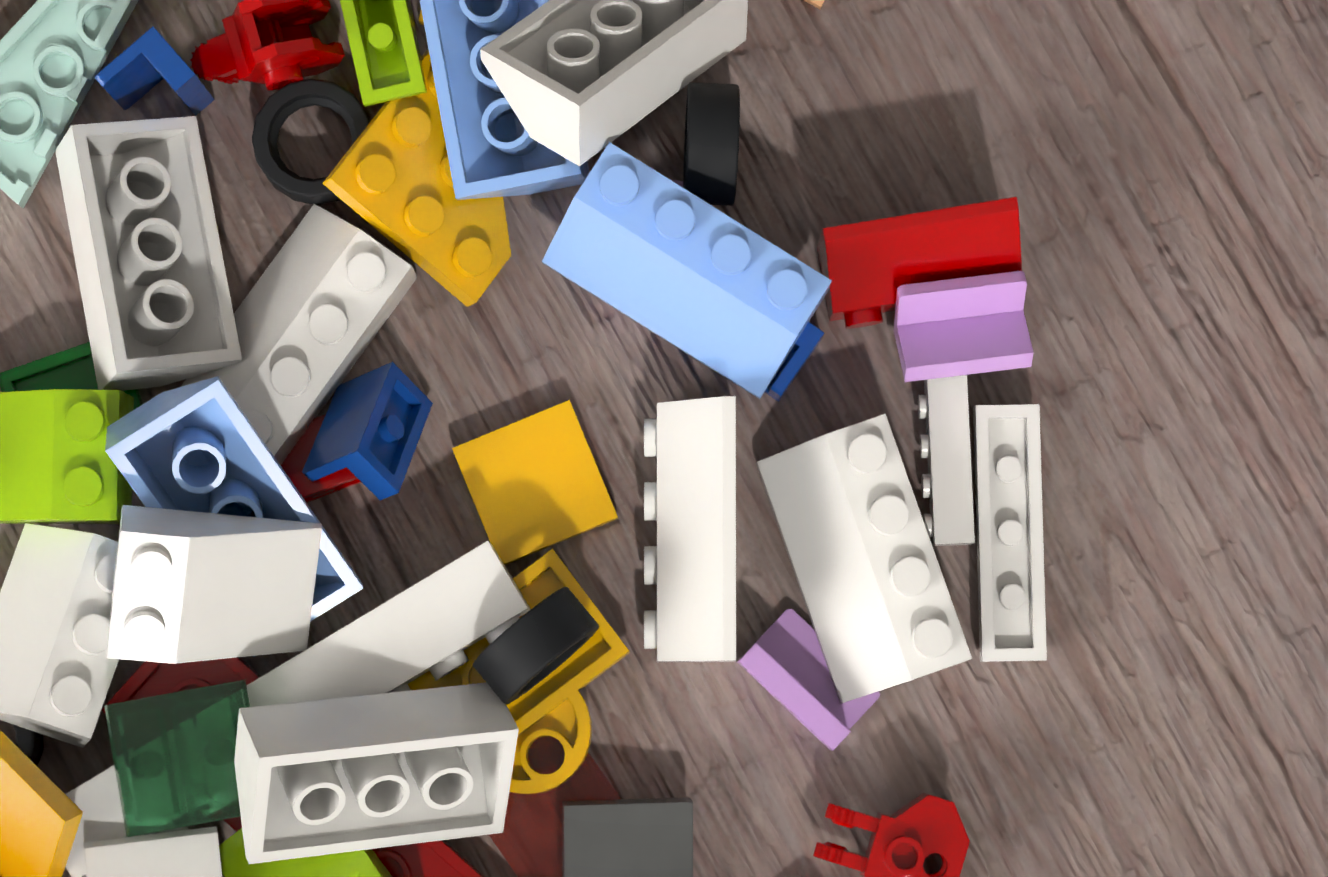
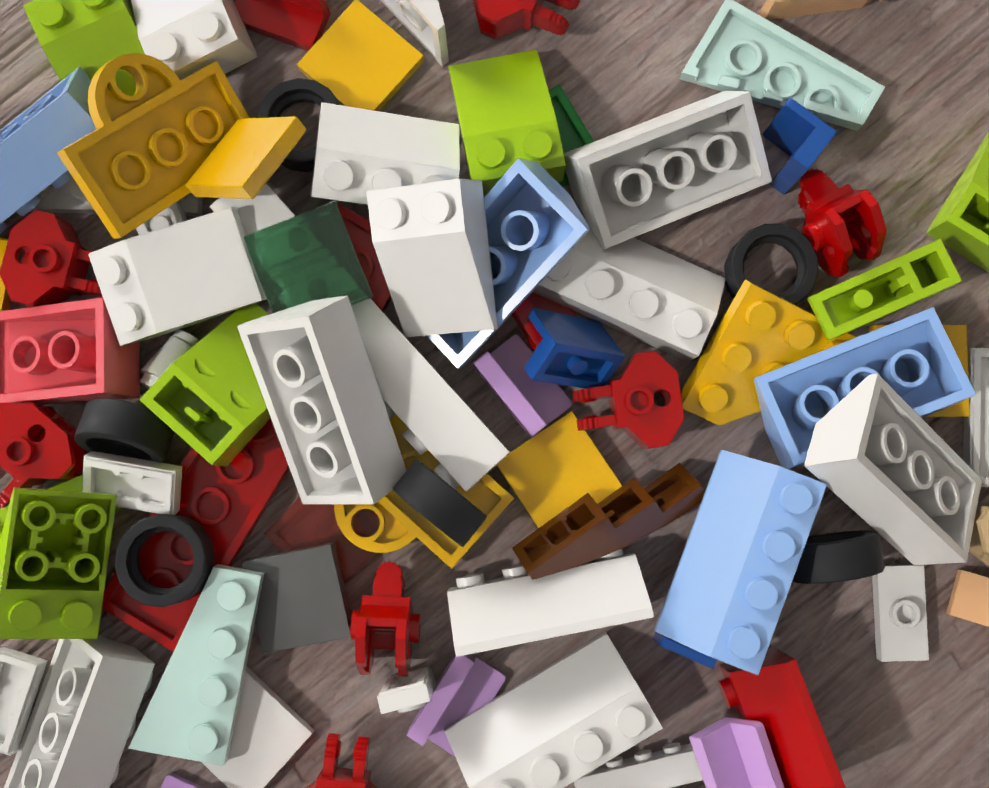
camera: 80 degrees right, 0 degrees up
(426, 504) = (528, 401): none -> lavender panel
(457, 364) = (633, 402): none -> red hinge
(615, 451) = (594, 530): none -> reddish brown slope
(679, 750) = (385, 621): none -> red hinge
(776, 738) = (407, 692): none -> white plate
(805, 70) = (900, 614): none -> white plate

